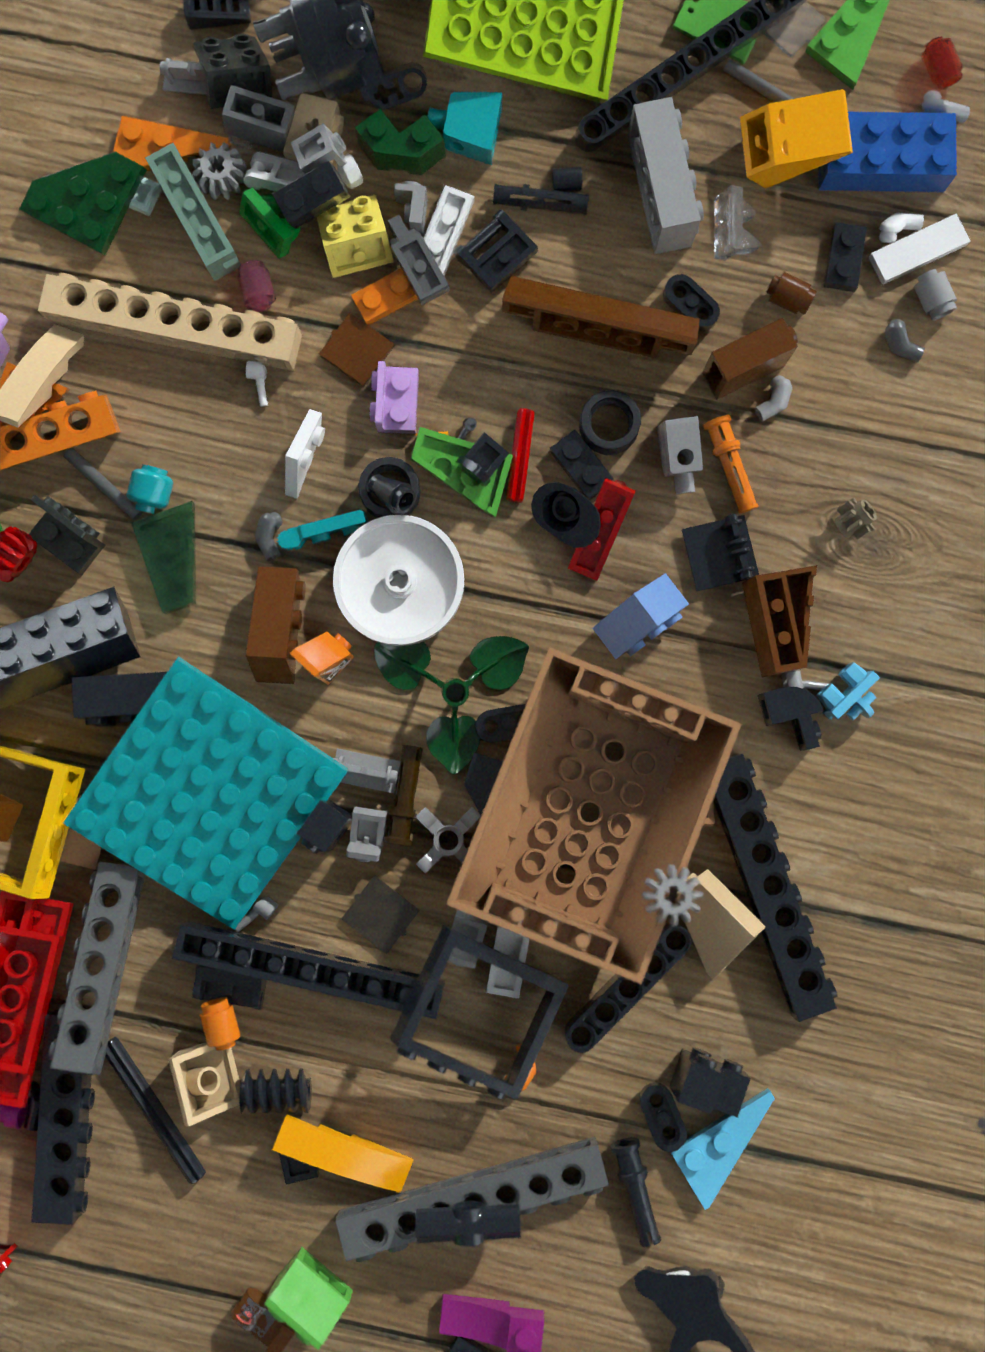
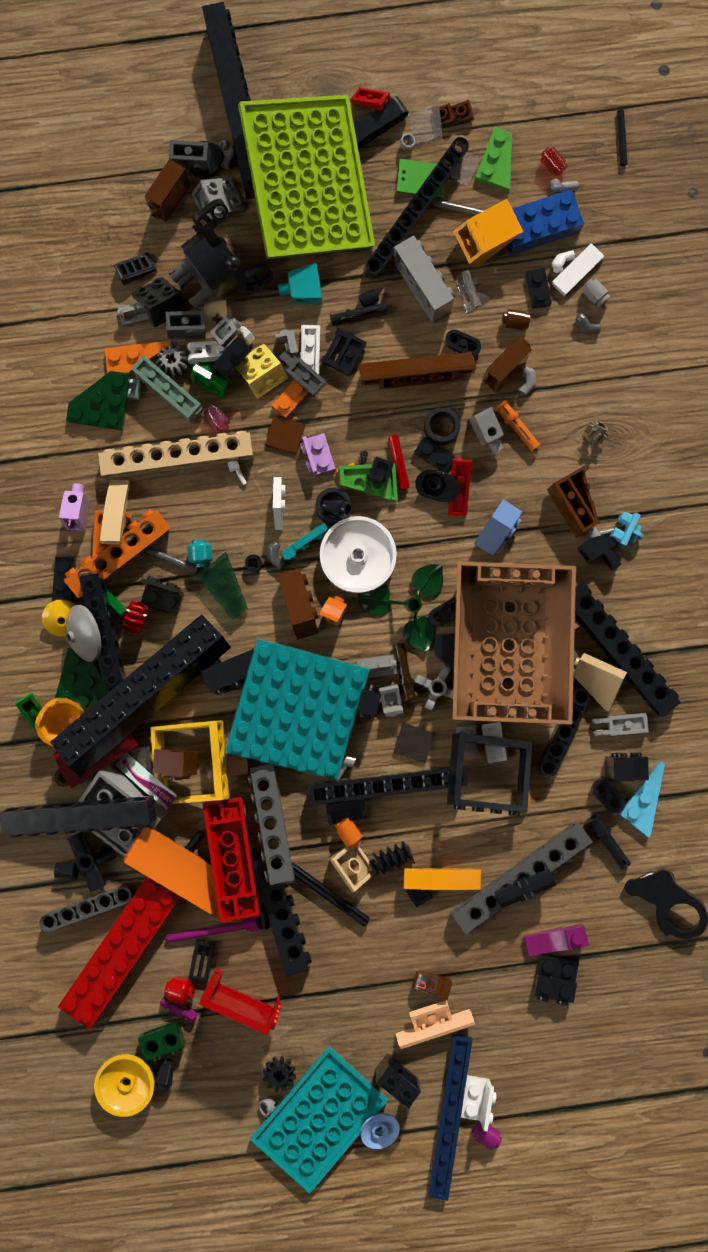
camera: 25 degrees left, 0 degrees up
(236, 527) = (253, 557): none -> black bush
(308, 1298) = (452, 961): slope -> none
(411, 150) = (275, 313): dark green brick -> none
(663, 904) = (573, 662): light grey gear -> none
(720, 552) = (528, 477): black hinge -> none
(729, 1008) = (623, 724): none -> light grey hinge

